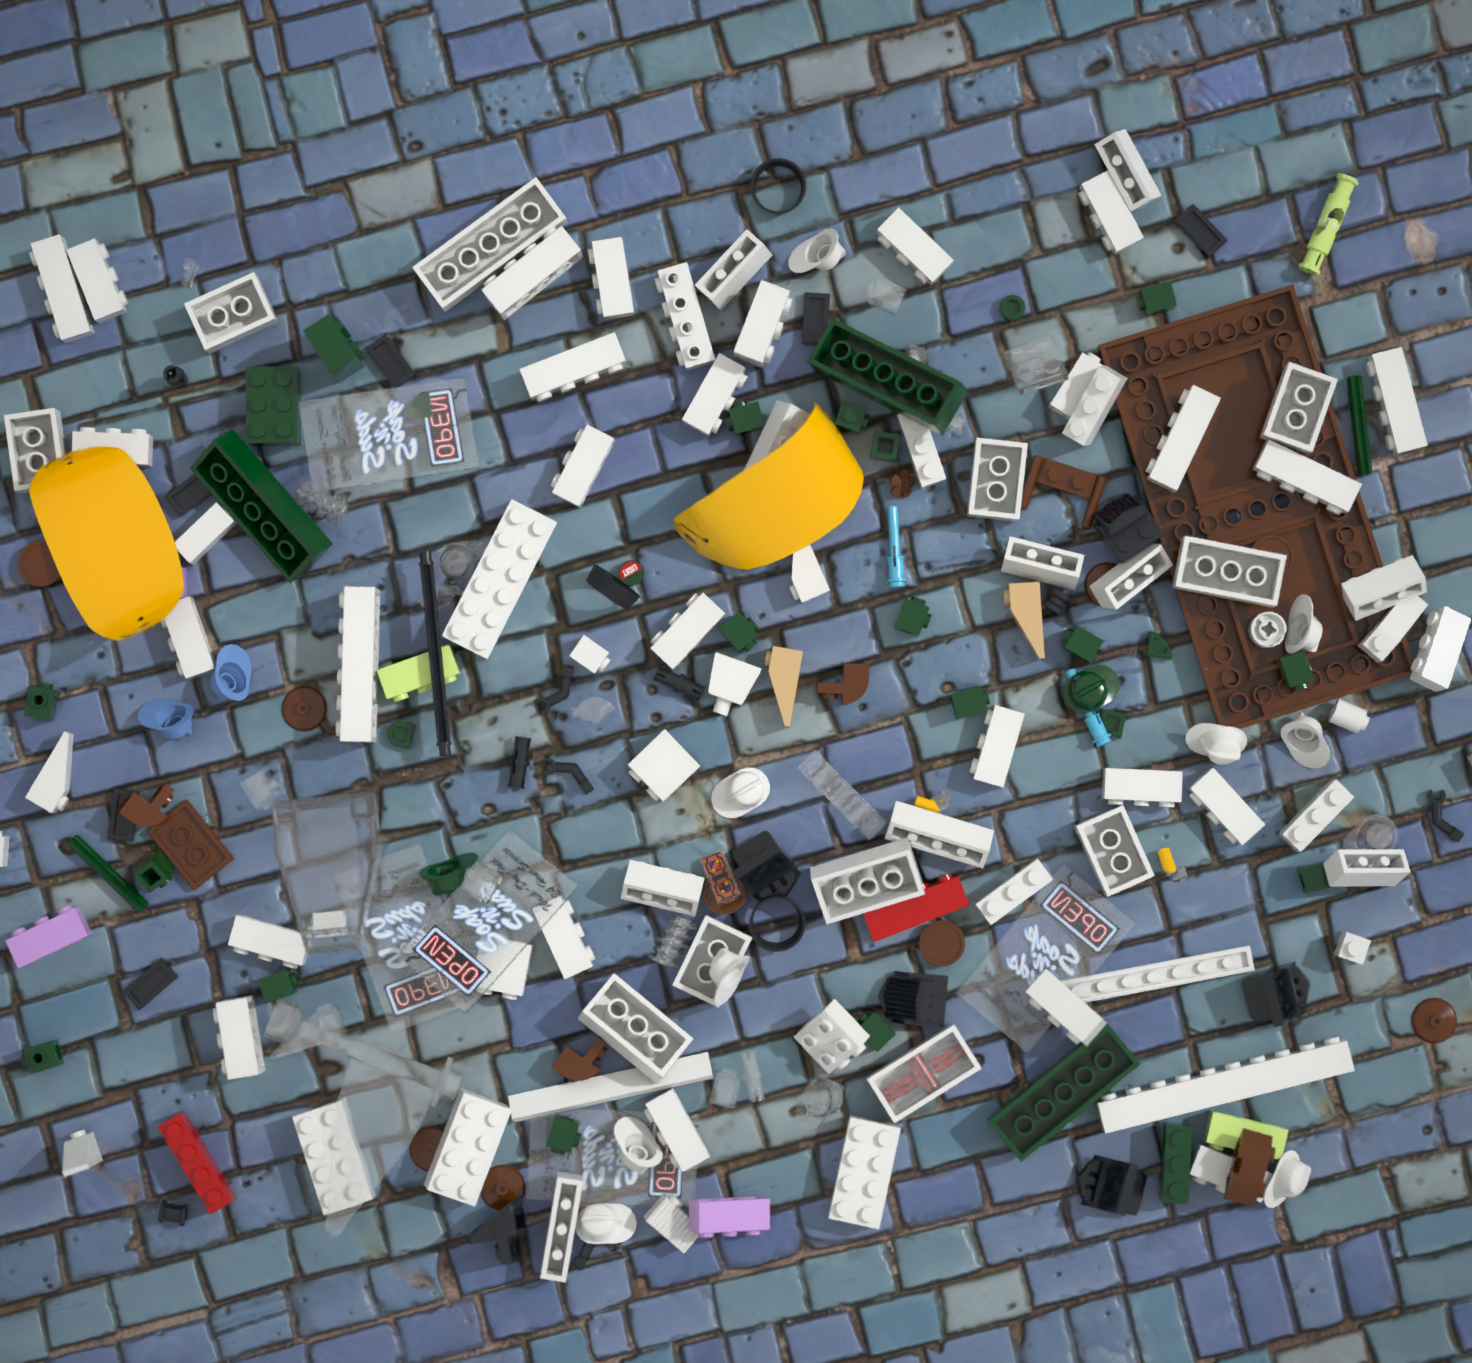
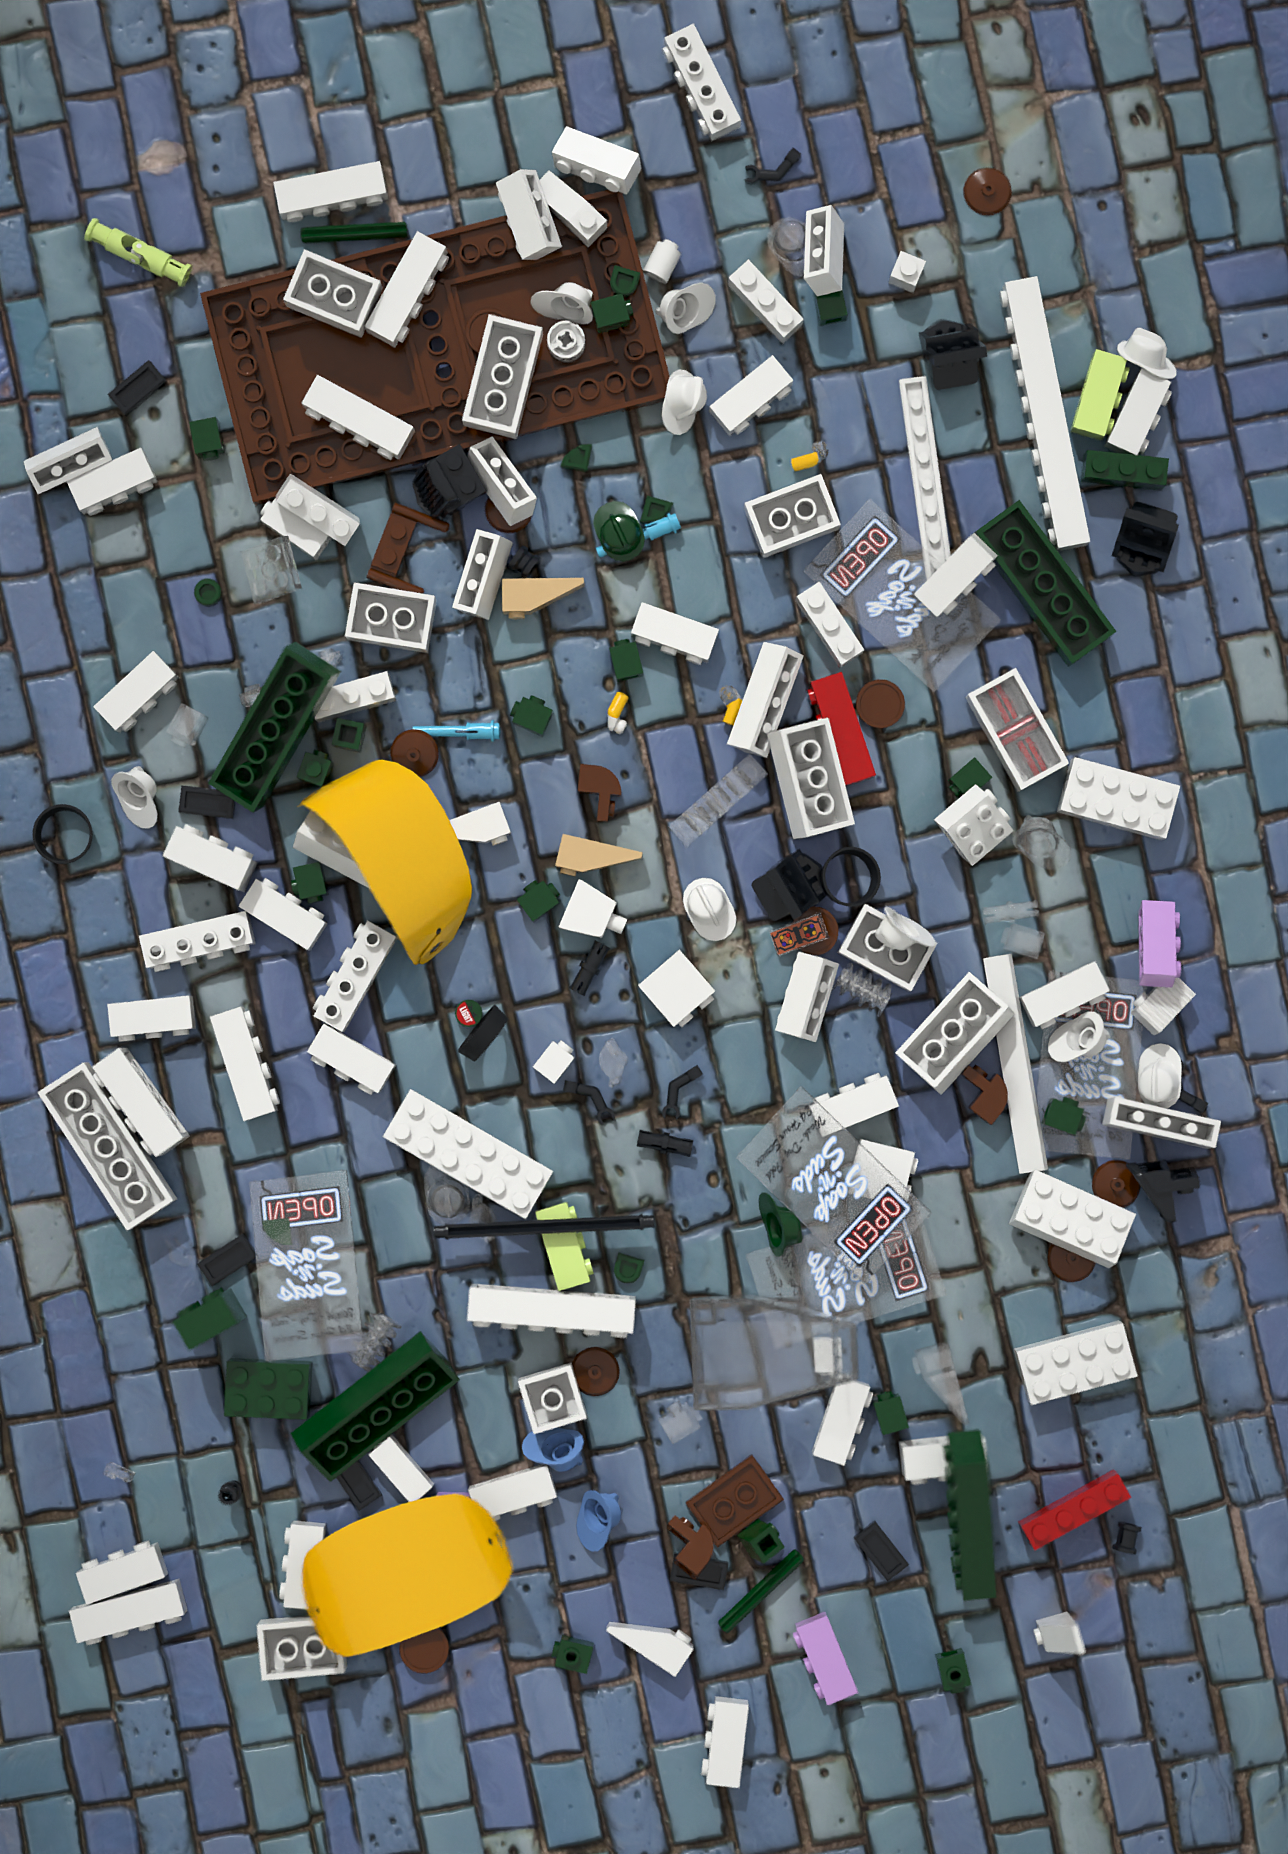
camera: 90 degrees left, 0 degrees up
(186, 1063) = (970, 1515): none -> dark green brick
(231, 313) = (165, 1429): white brick -> none
(277, 670) = (552, 1398): none -> white brick
(375, 1112) = (1030, 1314): clear flag -> none
(481, 882) = (791, 1189): clear brick -> none
(660, 465) = (355, 975): none -> white brick
(686, 630) = (533, 957): white brick -> none
(733, 269) = (150, 886): white brick -> none
(873, 509) = (415, 751): none -> reddish brown piece
(902, 483) = (389, 719): reddish brown plant -> none
(914, 998) = (937, 735): black piece -> none
(920, 693) = (614, 712): none -> arm
(1081, 643) = (570, 538): dark green brick -> none
(1142, 786) = (725, 483): white brick -> none
(1249, 1167) = (1134, 391): reddish brown brick -> none
(1326, 681) = (624, 281): none -> dark green tile

